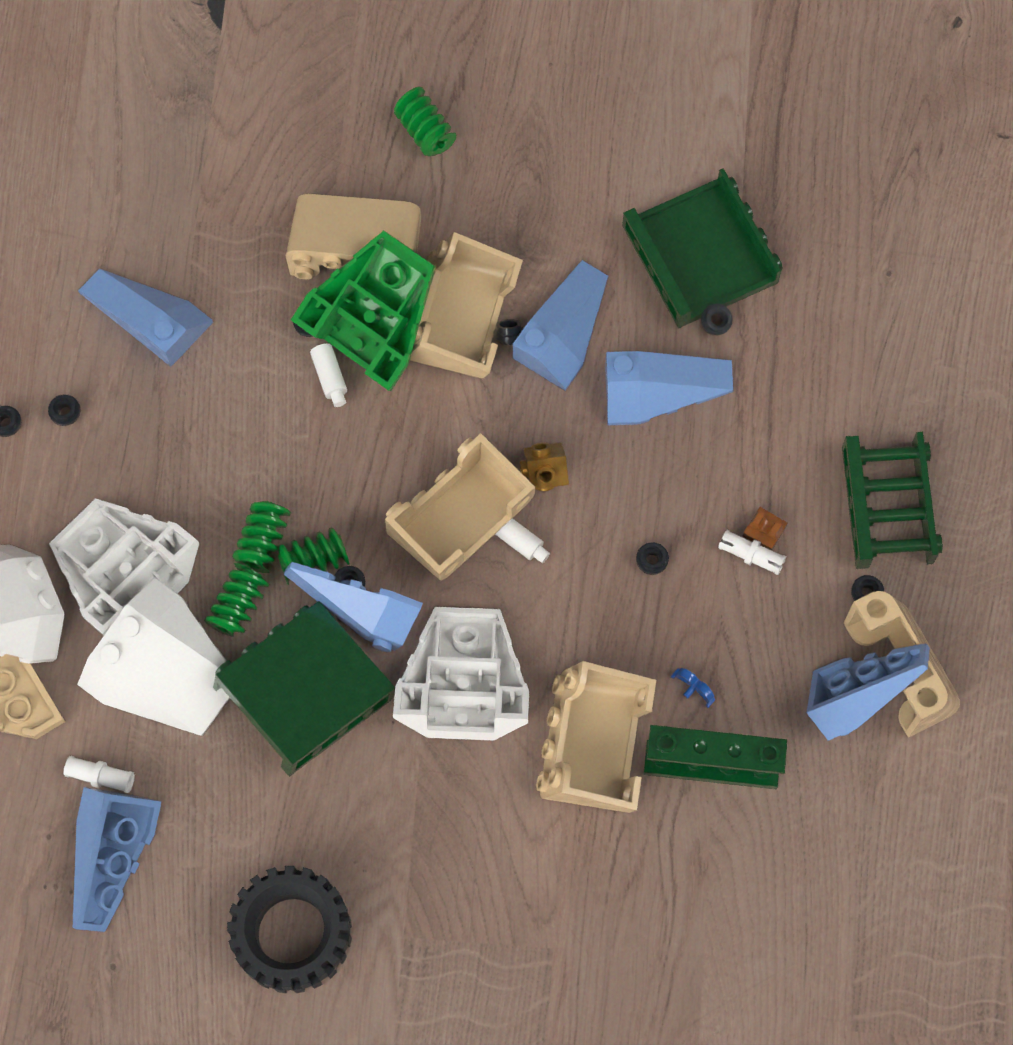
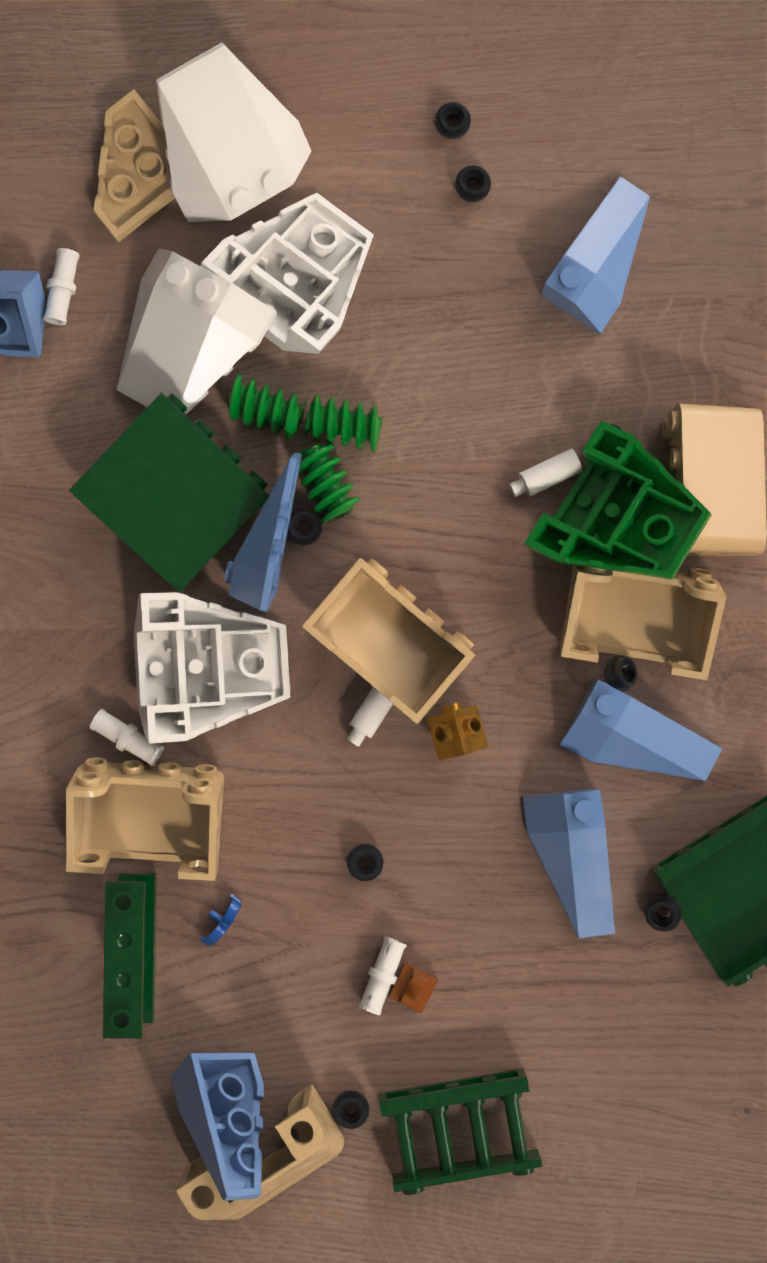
camera: 80 degrees right, 15 degrees up
(520, 753) = (126, 737): none -> white pin

